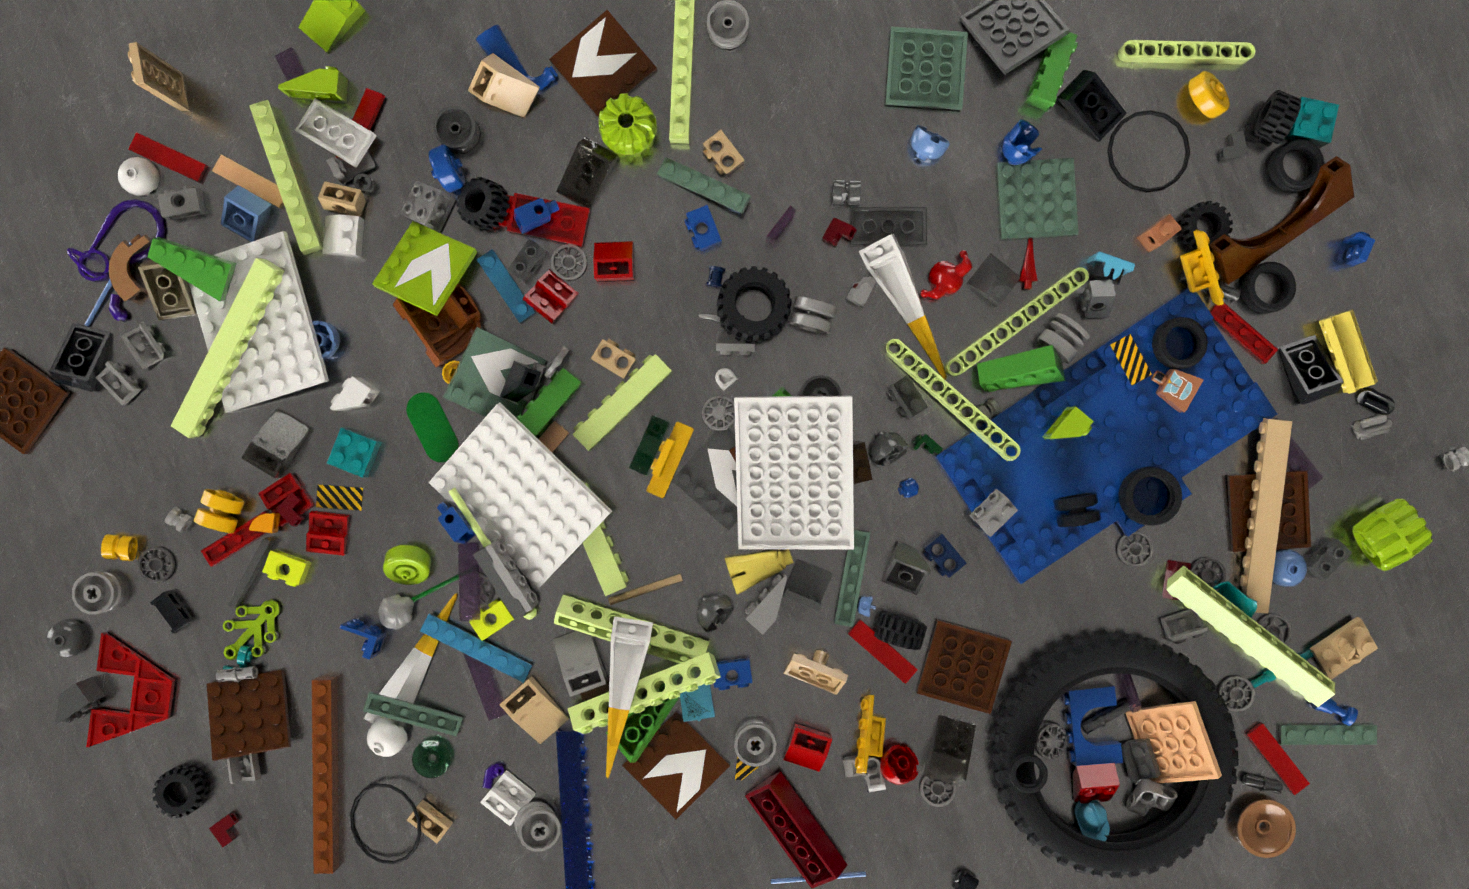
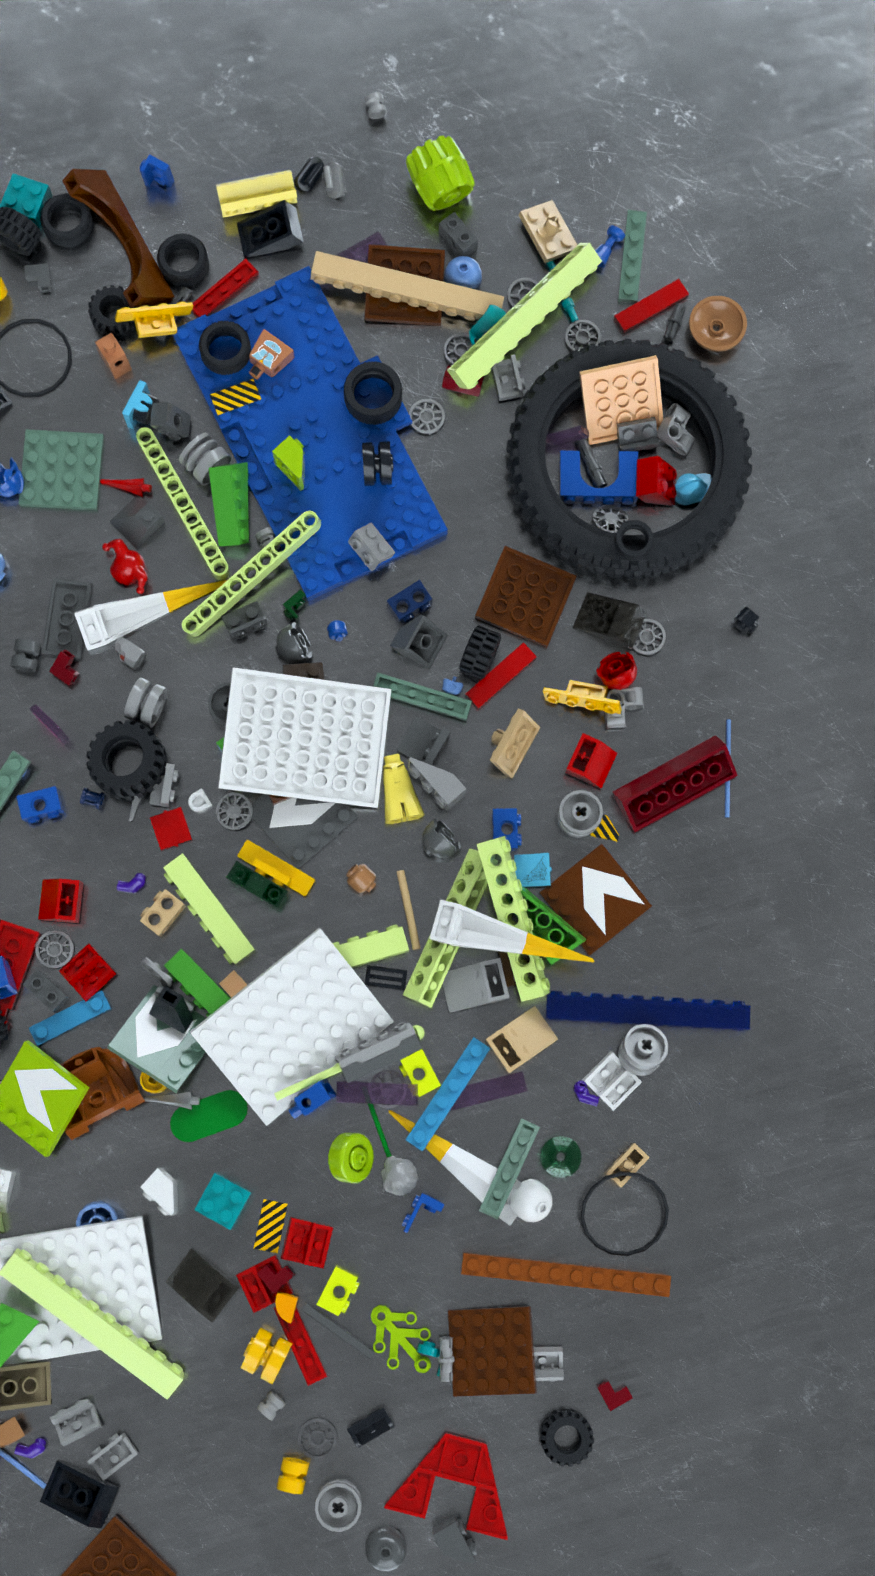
camera: 85 degrees left, 10 degrees down
(442, 404) = (183, 1100): none -> light grey piece
(571, 576) = (388, 978): none -> black tile
(637, 327) = (132, 886): none -> dark purple arm
(669, 541) = (361, 878): none -> medium nougat head
(696, 354) = (170, 828): none -> red piece

